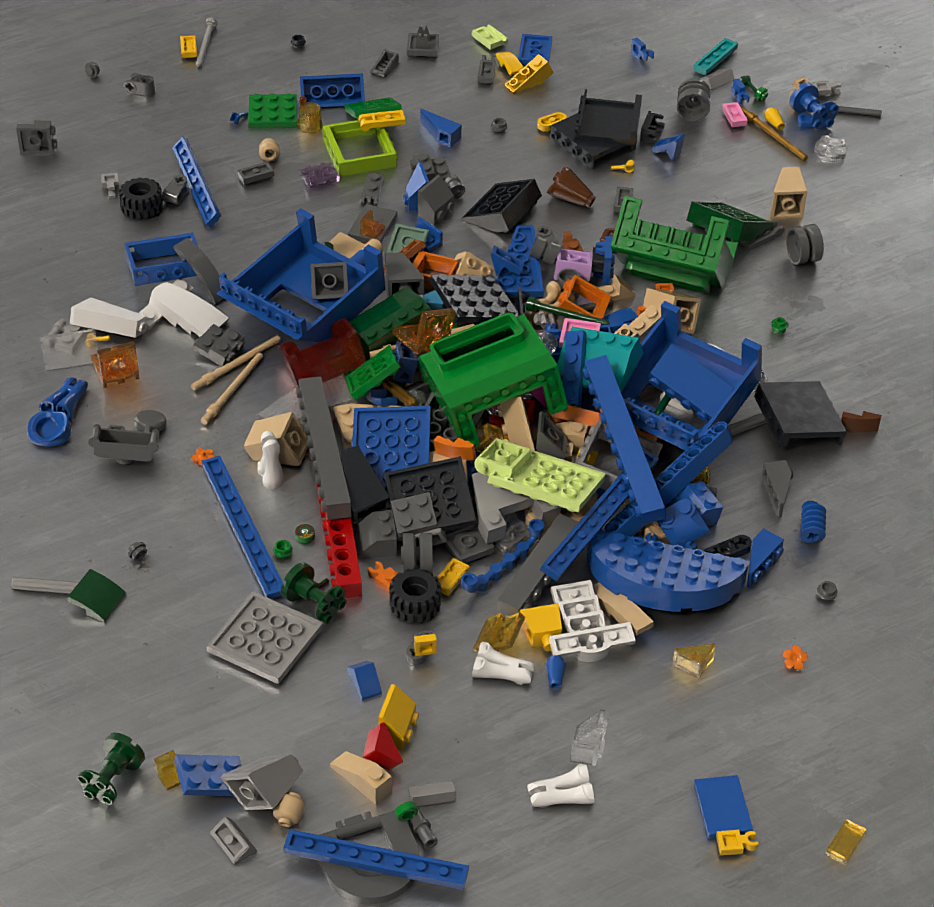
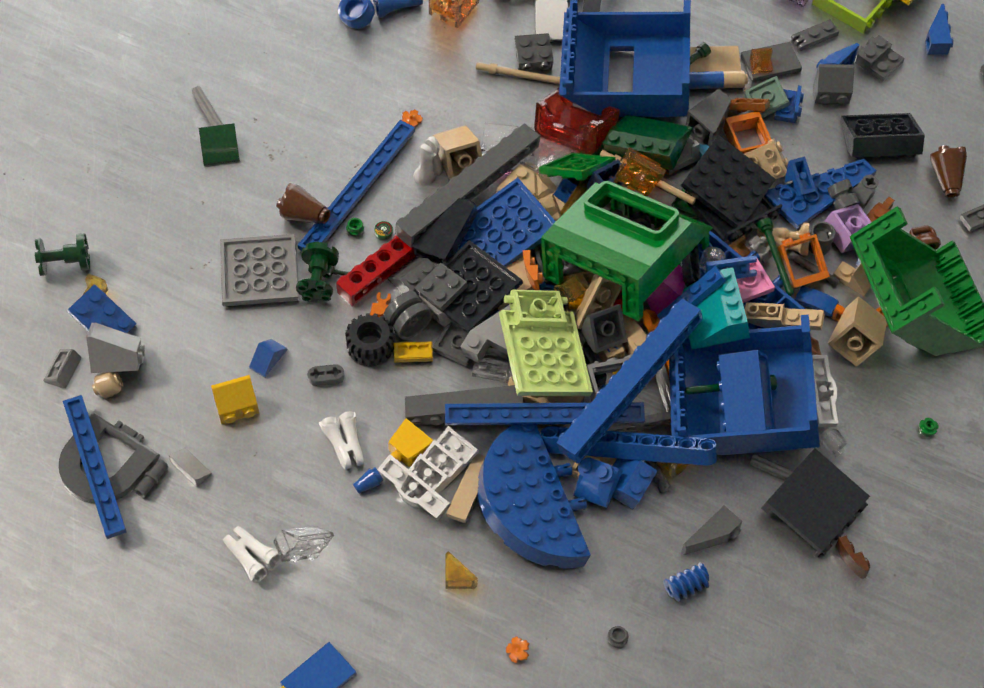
camera: 55 degrees right, 15 degrees up
(126, 444) = (375, 68): dark grey piece -> none
(137, 550) = (280, 140): dark grey plate -> none
(214, 408) = (463, 93): tan bar -> none
(235, 566) = (301, 206): none -> reddish brown cone
(329, 280) = (653, 73): dark grey slope -> none
(364, 776) = (172, 412): tan slope -> none
(381, 748) = (197, 406): red slope -> none
(406, 811) = (150, 458): green tile -> none
(425, 645) = (320, 375): yellow plate -> none
(455, 186) = (871, 86): dark grey wheel -> none
(474, 583) = (405, 367): blue bar -> none
(500, 631) = (377, 418): clear yellow slope -> none
(558, 339) = (740, 265): none -> blue hinge
(734, 544) = (618, 534): black beam -> none
(764, 551) = (619, 561): blue slope -> none

